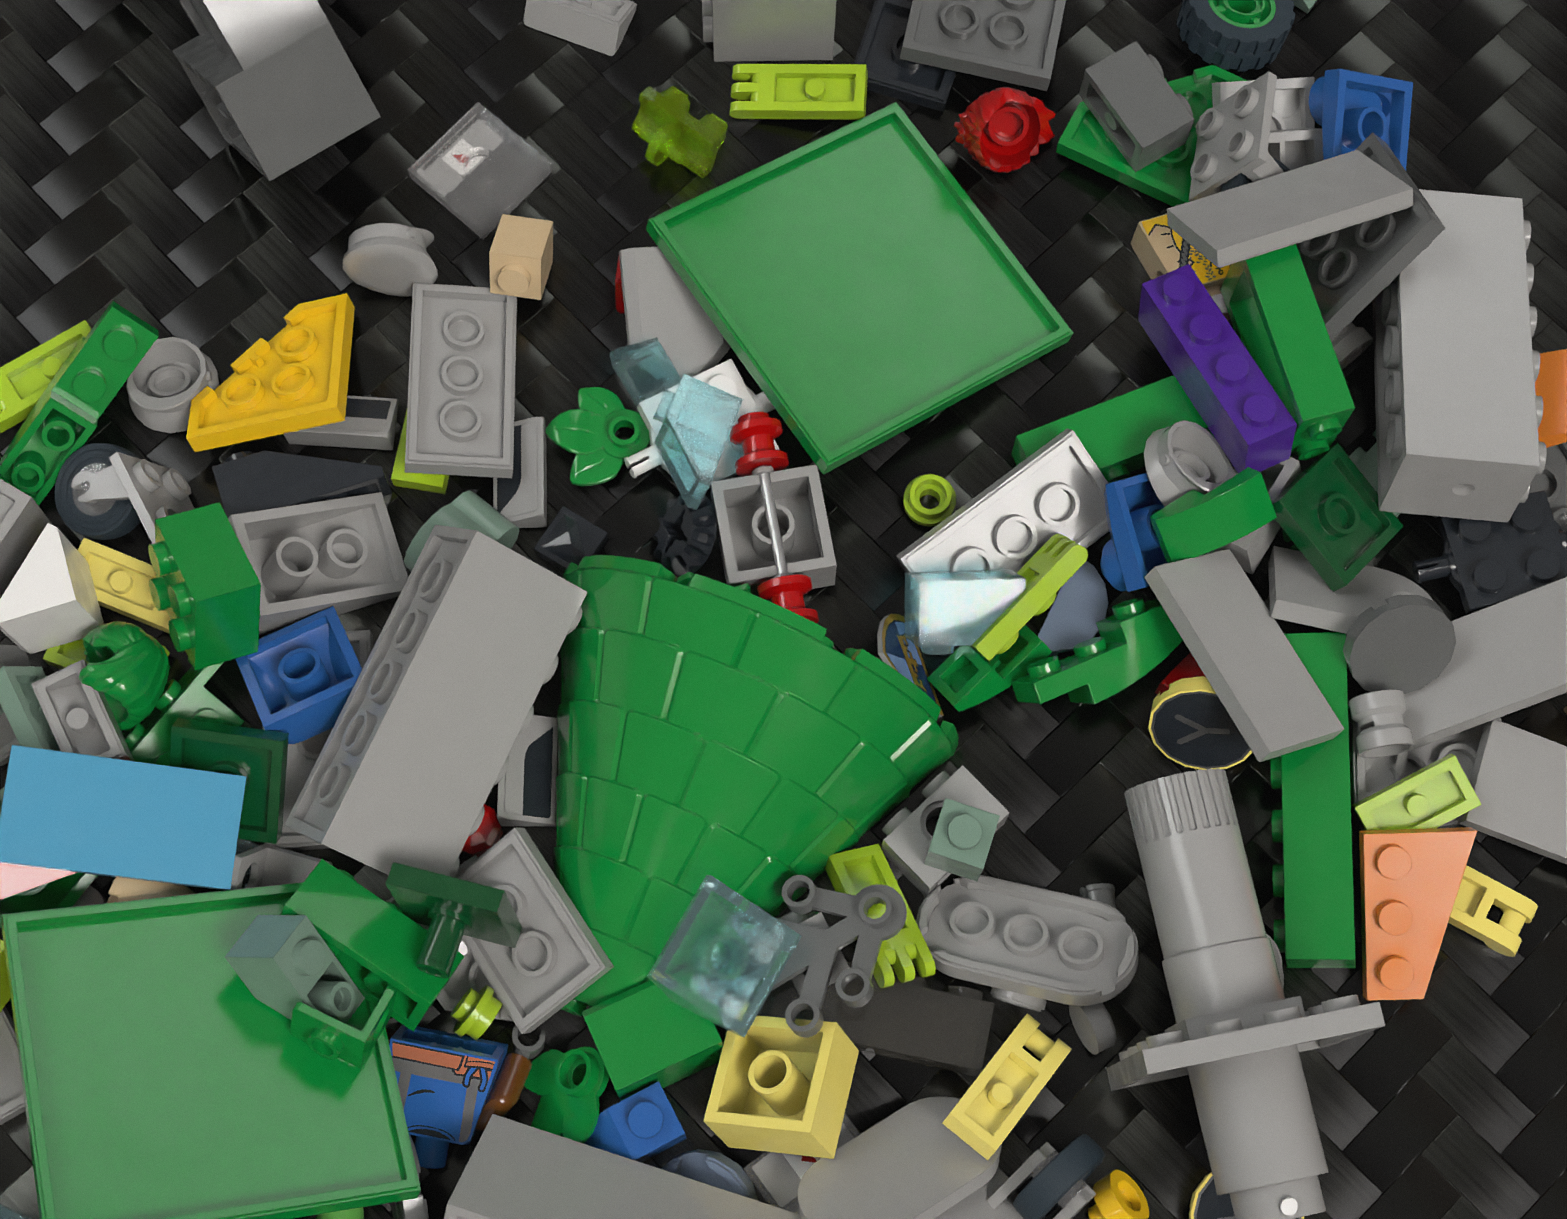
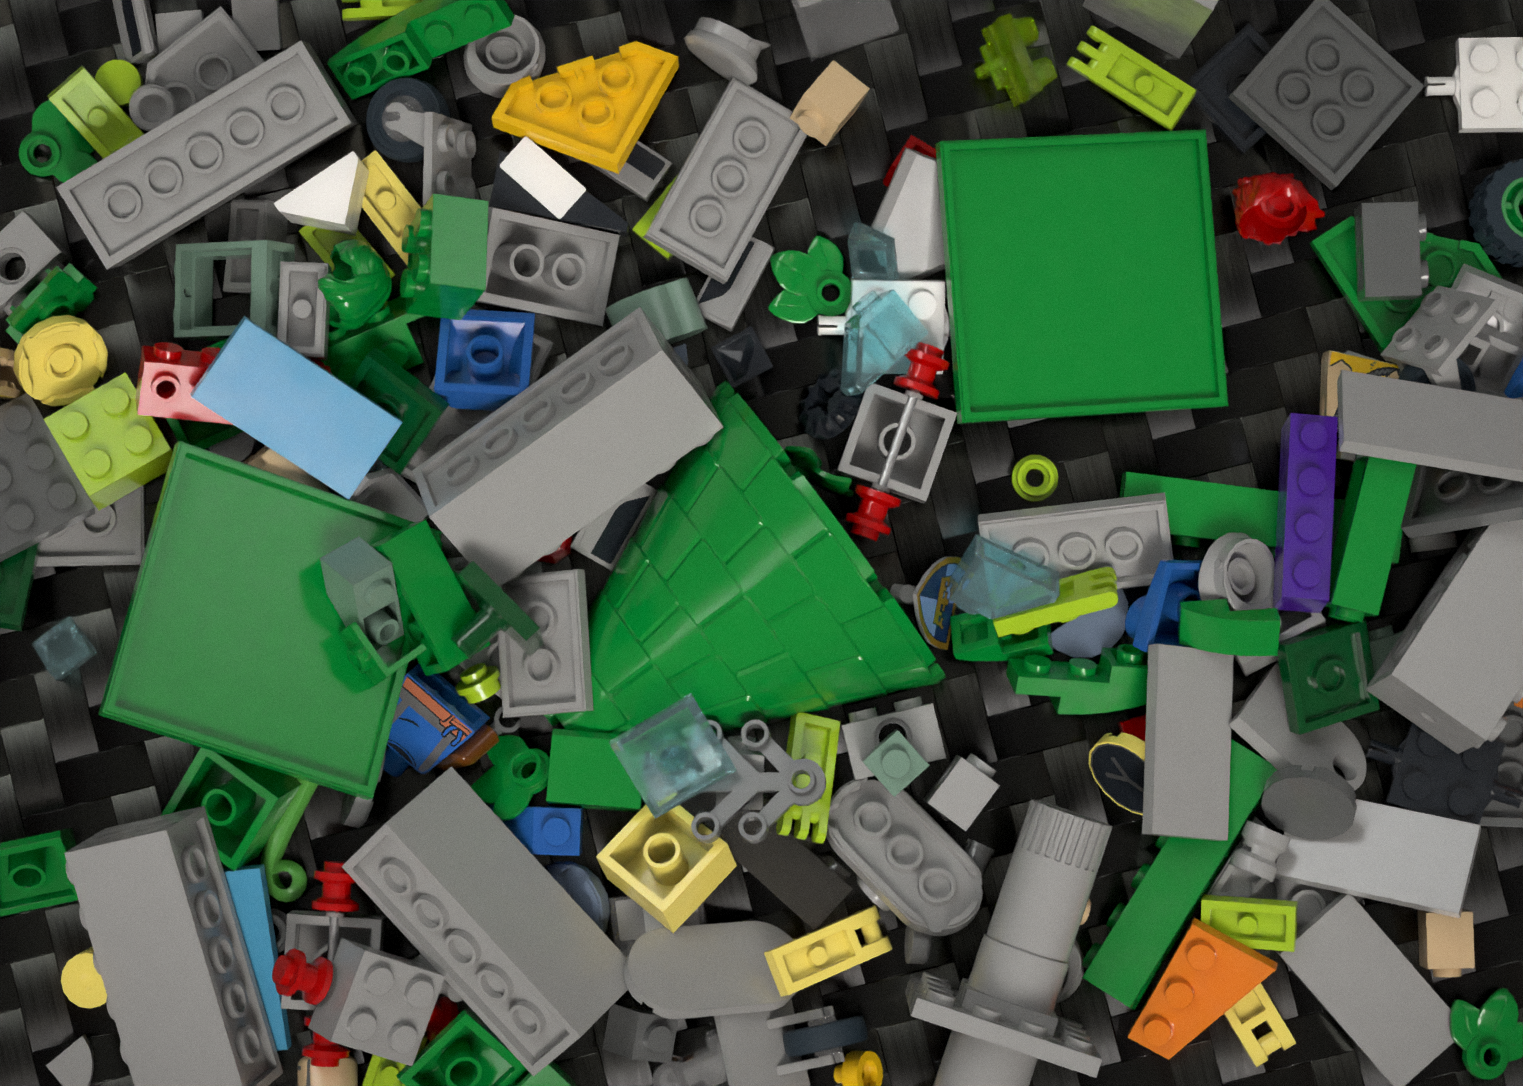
camera: 30 degrees right, 15 degrees up
(269, 468) = (542, 177): none -> white sticker
(1047, 836) = (963, 790): none -> light grey brick

